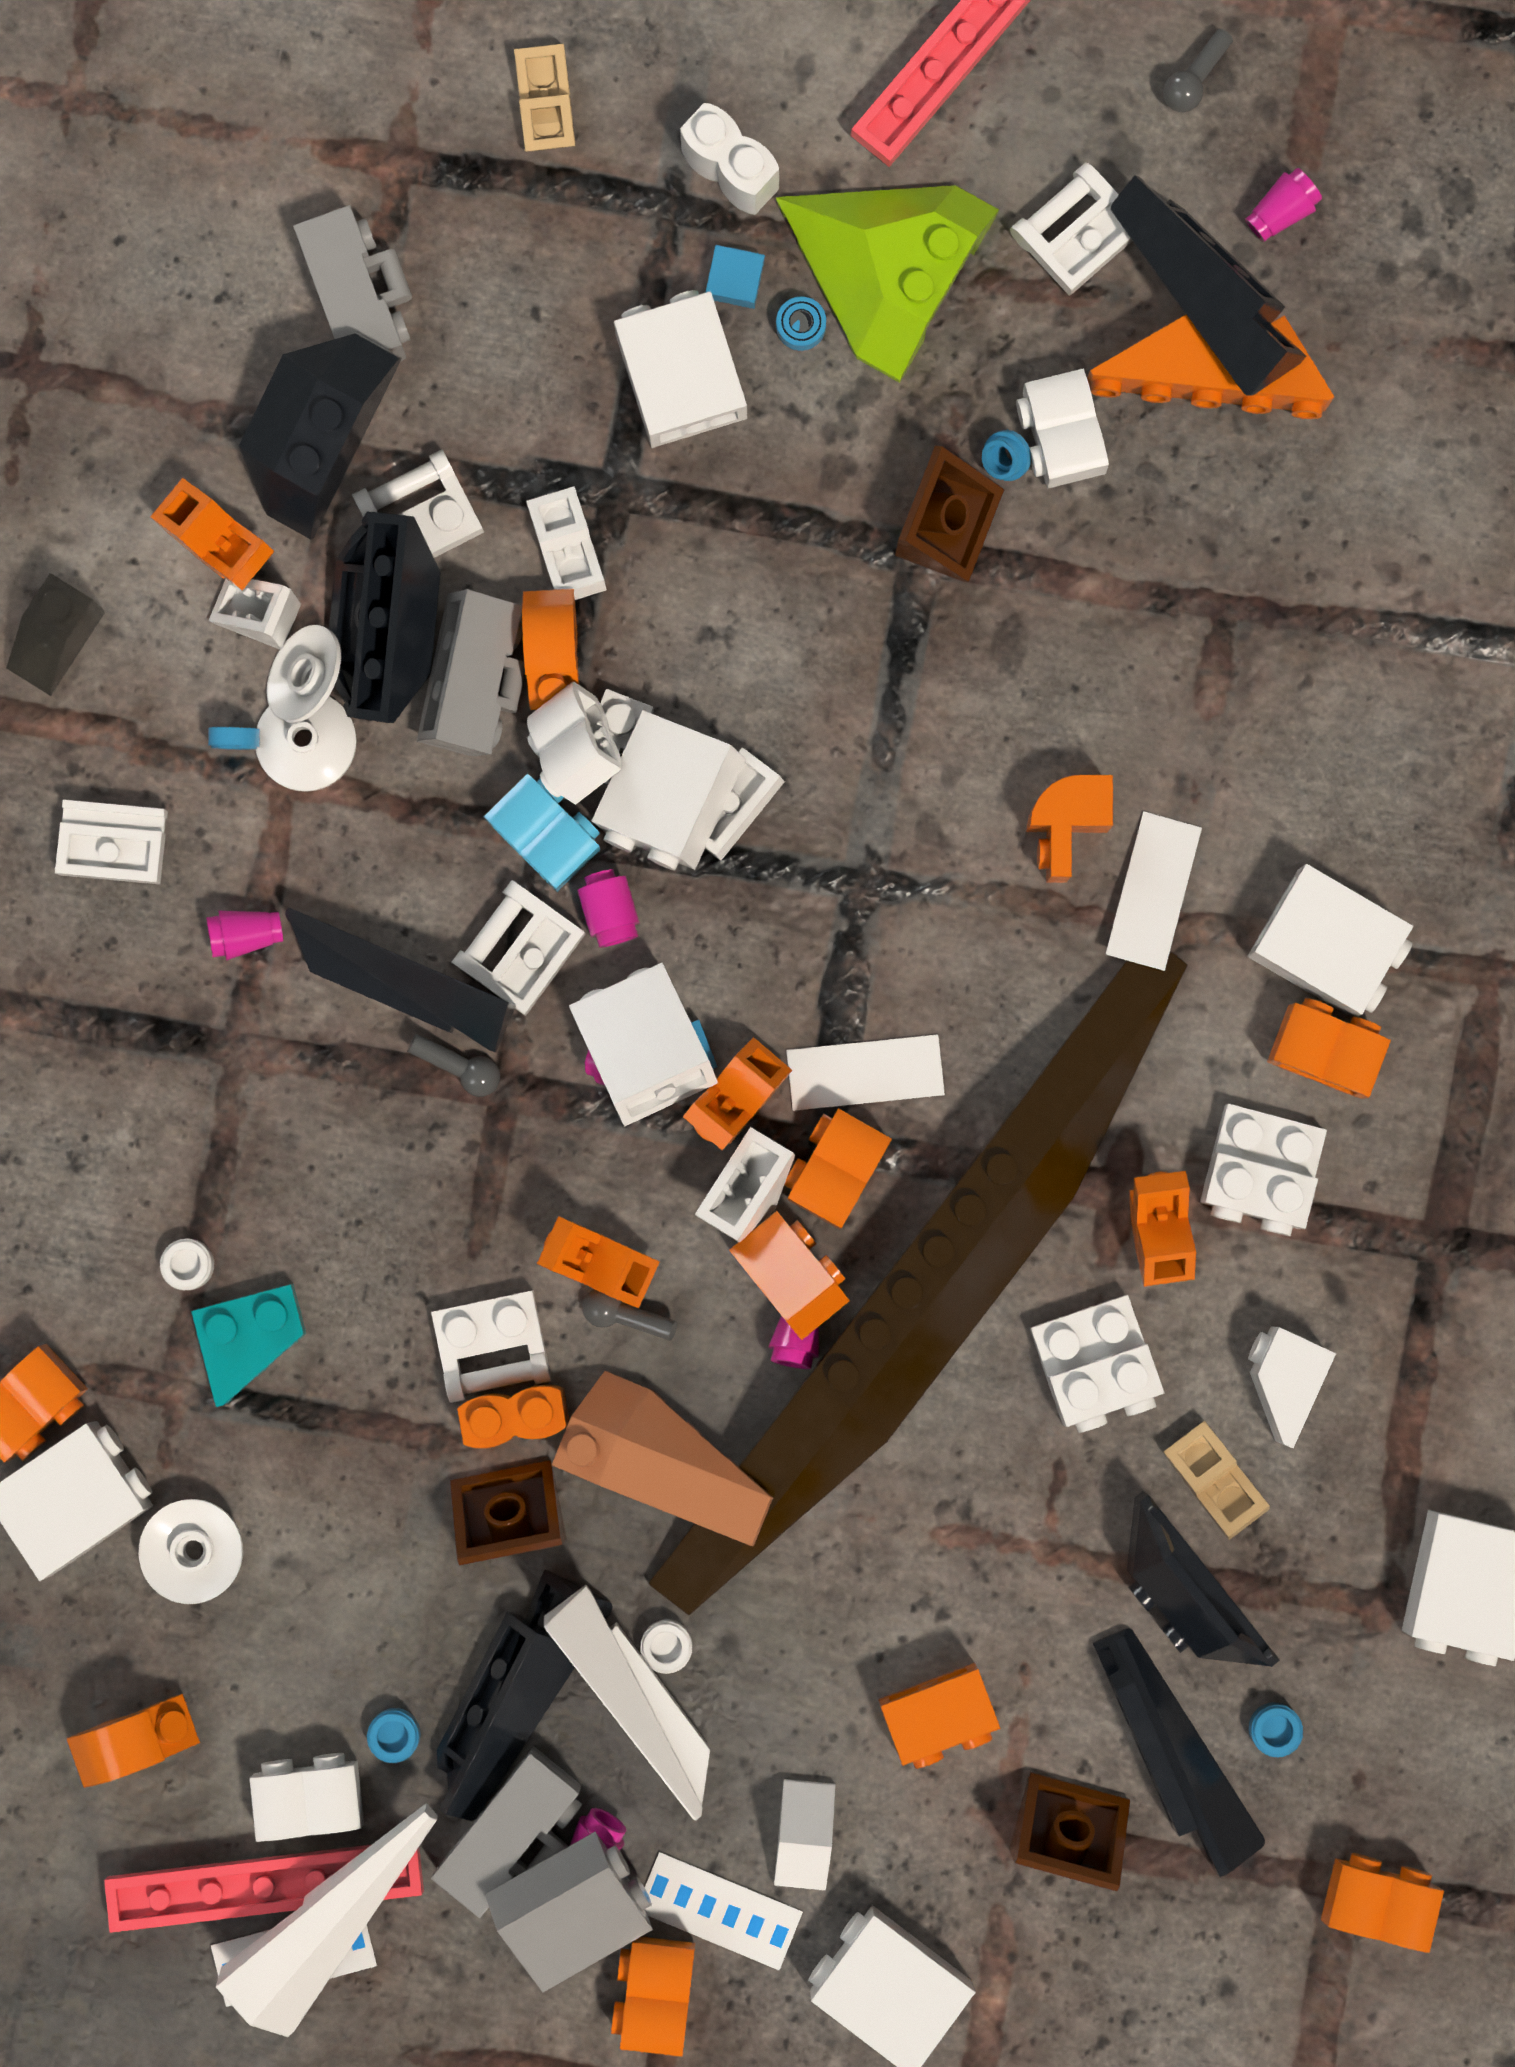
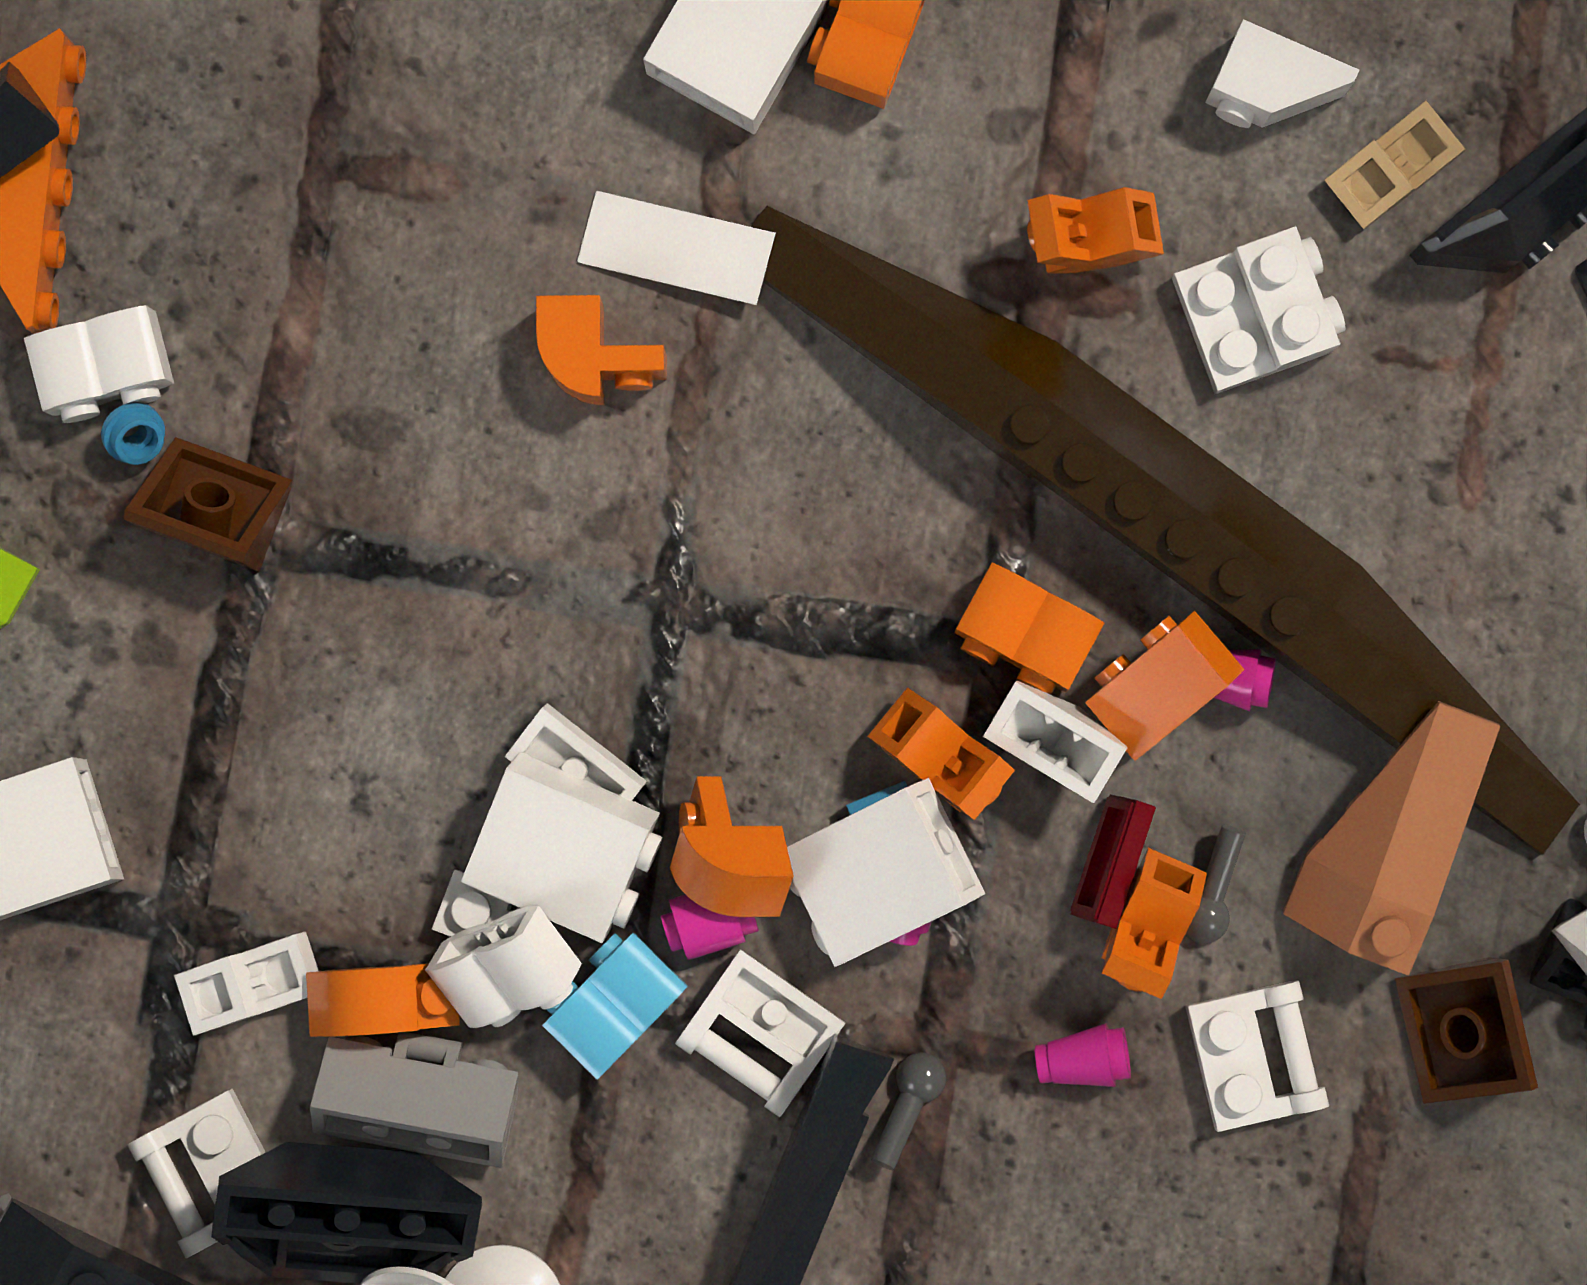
camera: 85 degrees left, 0 degrees up
(492, 1207) = (1085, 1058): none -> dark pink cone
(527, 1414) = (1347, 1042): orange brick -> none
(649, 1231) = (1112, 860): none -> dark red tile
(650, 921) = (729, 866): none -> orange brick
(865, 1072) = (906, 598): white sticker -> none
(1263, 1169) = (1017, 111): white plate -> none

